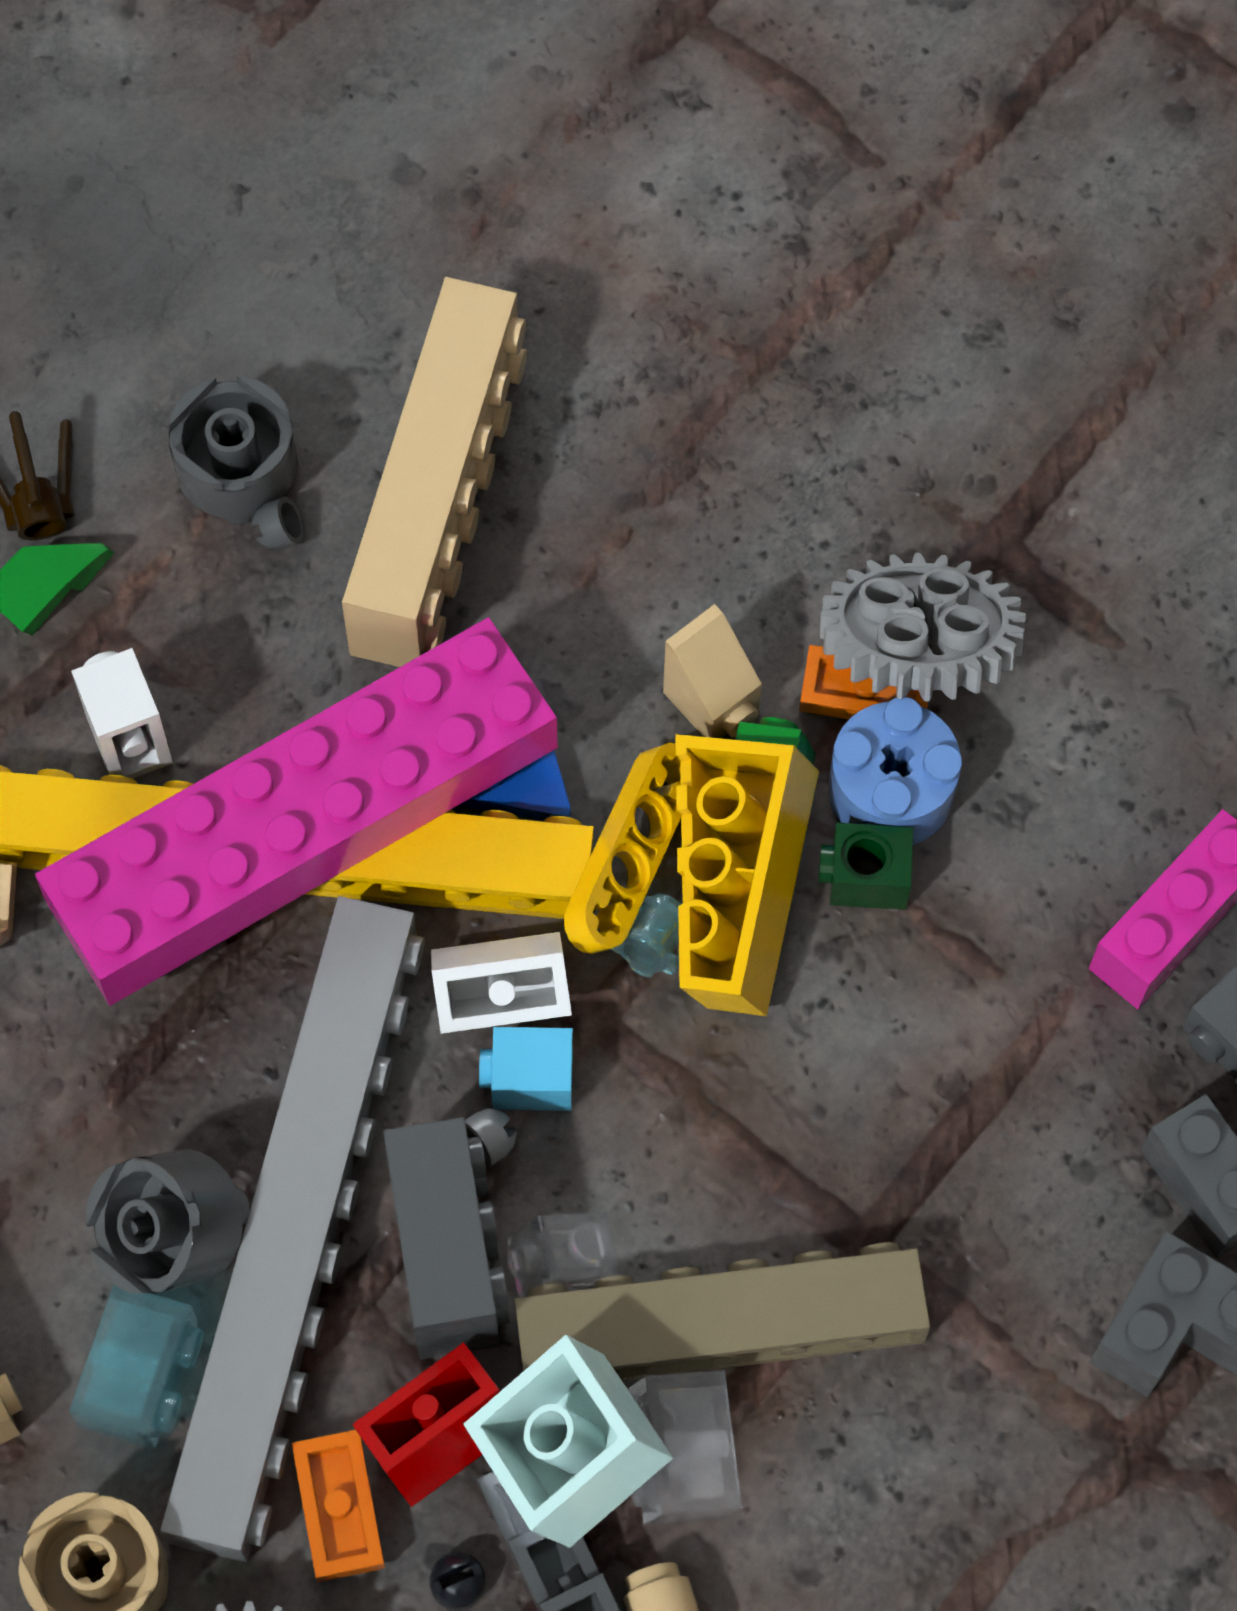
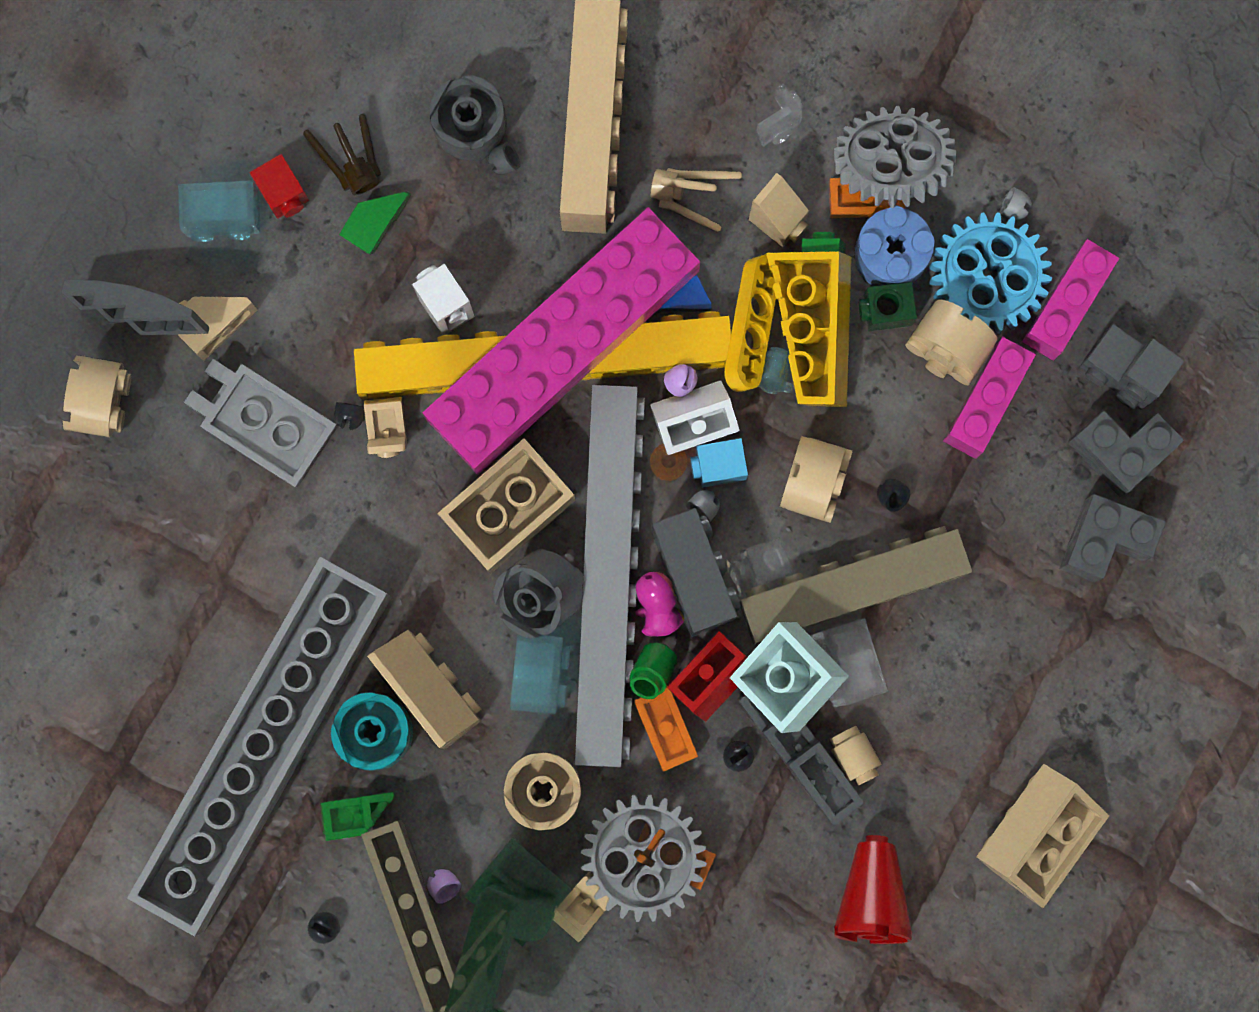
camera: 10 degrees left, 15 degrees up
(149, 1068) = (507, 506): none -> tan brick
(336, 1395) = (652, 670): none -> green brick
(372, 1272) = (658, 602): none -> dark pink animal
(442, 1071) = (664, 473): none -> clear orange plate
(481, 907) = (677, 376): none -> lavender hinge
(544, 612) = (671, 184): none -> tan plant
(685, 1118) = (816, 478): none -> tan brick
(746, 546) = (779, 125): none -> clear bracket
(829, 1169) = (899, 489): none -> black hinge
(964, 936) = (952, 342): none -> tan brick
(998, 851) = (1021, 261): none -> medium azure gear
(1013, 1044) = (989, 398): none -> dark pink brick
(1116, 744) = (1015, 203): none -> light grey hinge

